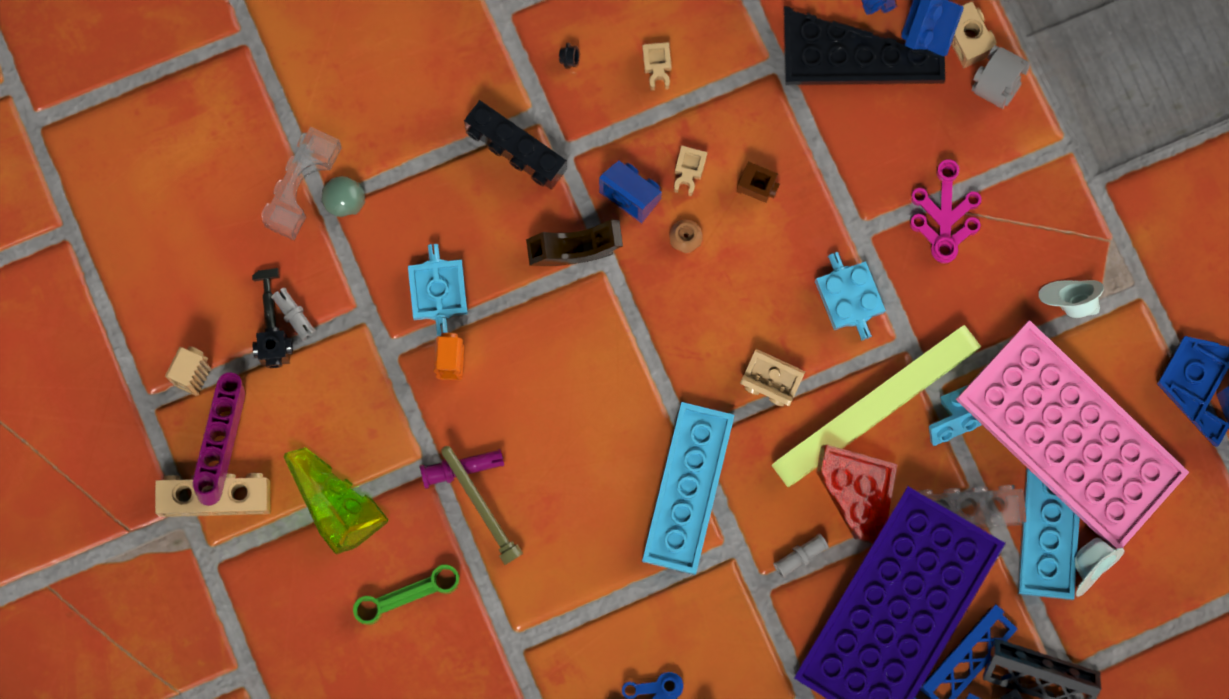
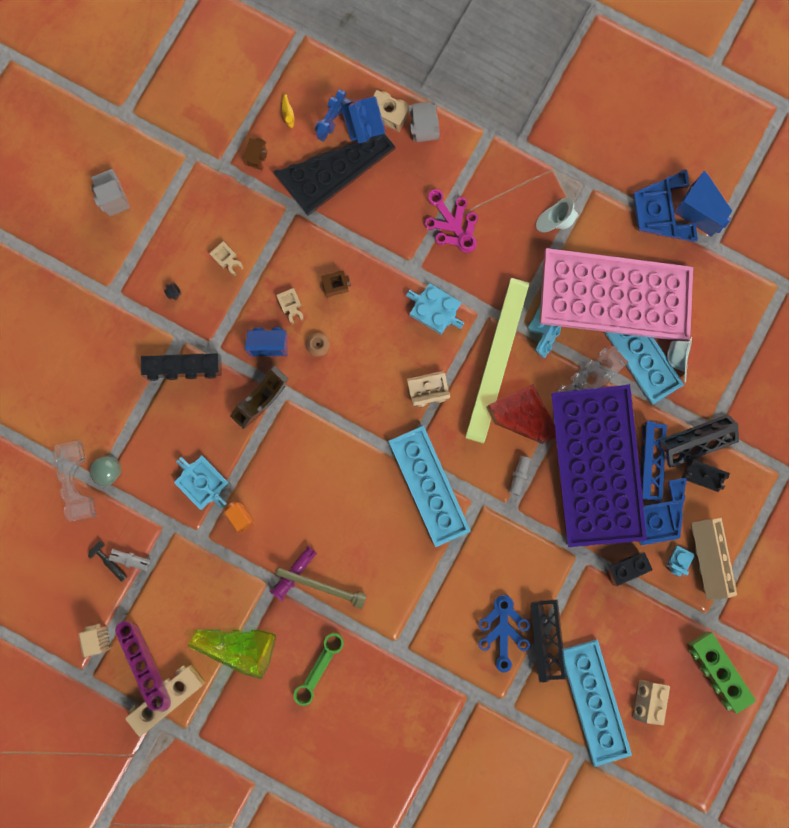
camera: 40 degrees left, 5 degrees up
(279, 354) = (138, 585): black brick -> none

